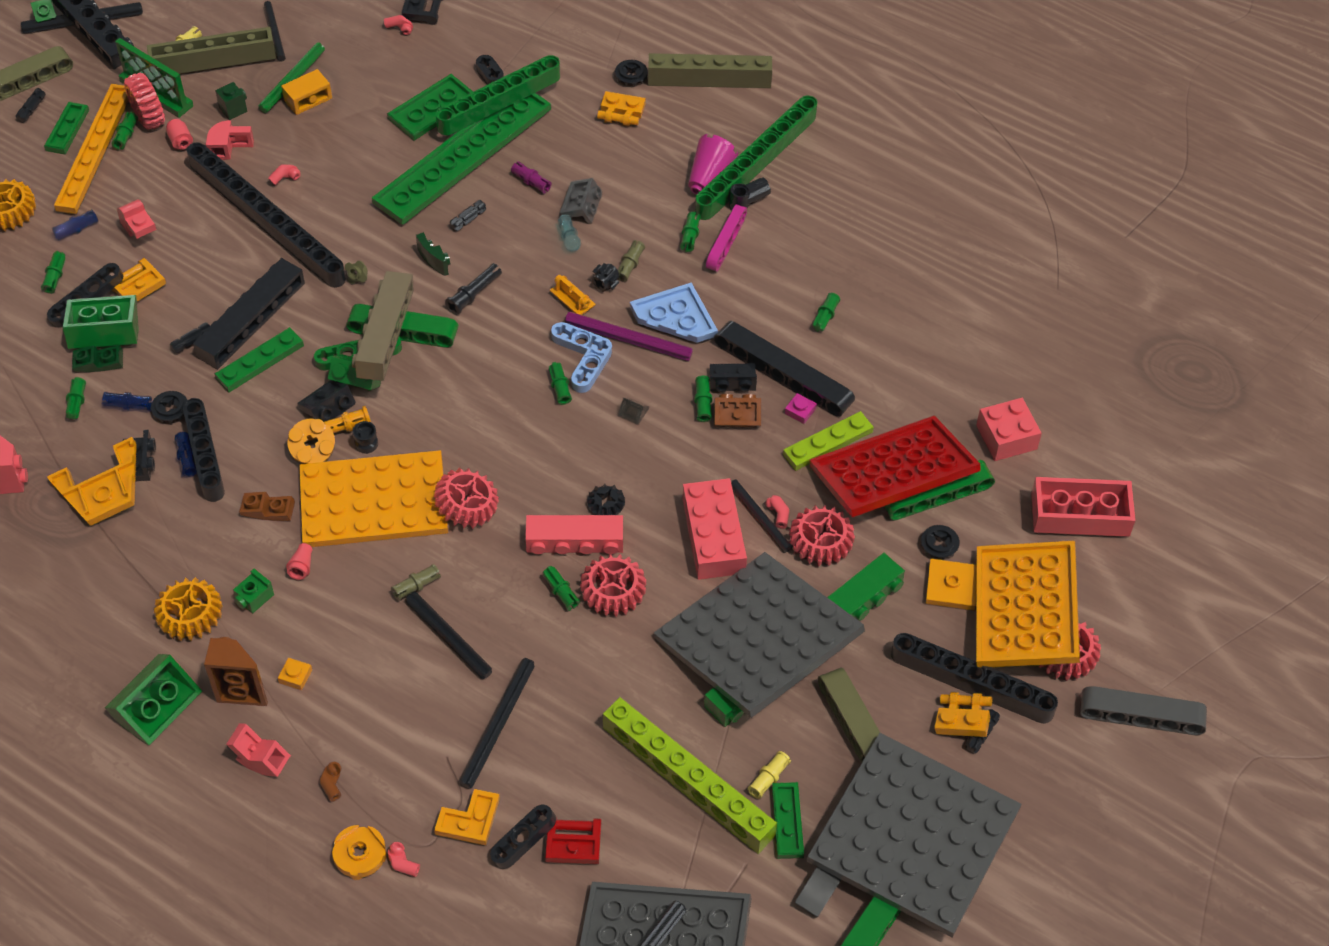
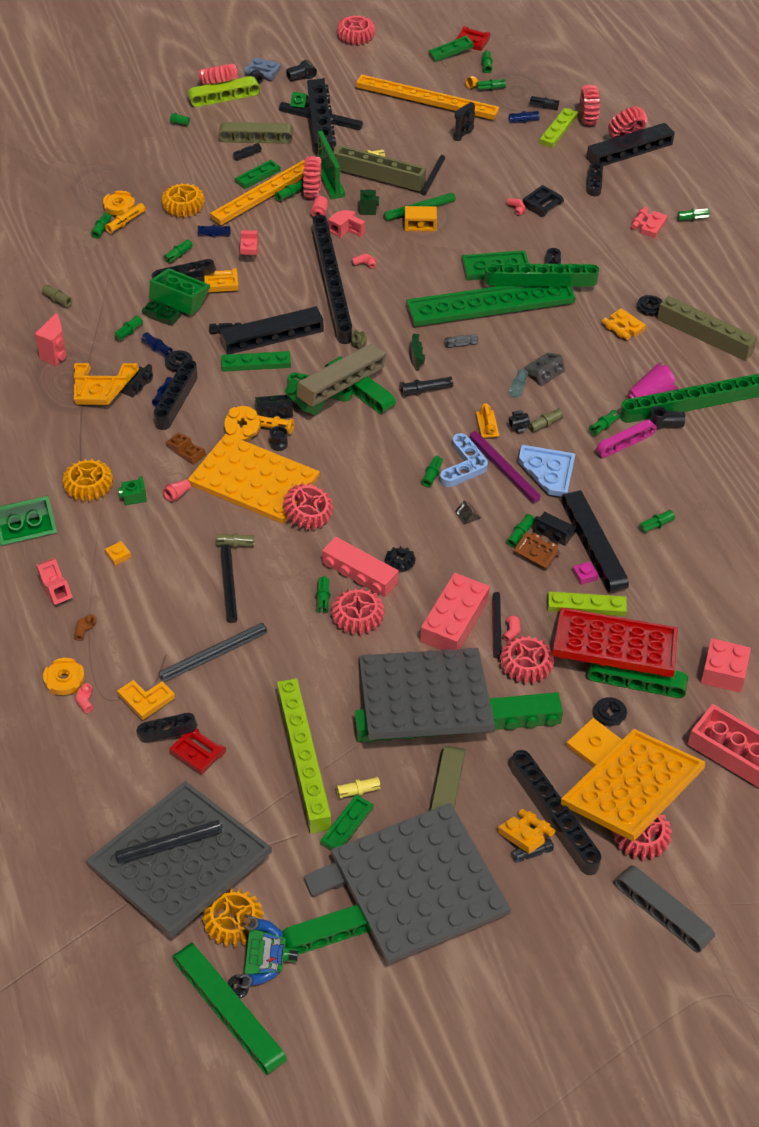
camera: 35 degrees right, 5 degrees down
(233, 673) = (73, 526): dark orange slope -> none
(531, 177) = (523, 337): magenta pin -> none

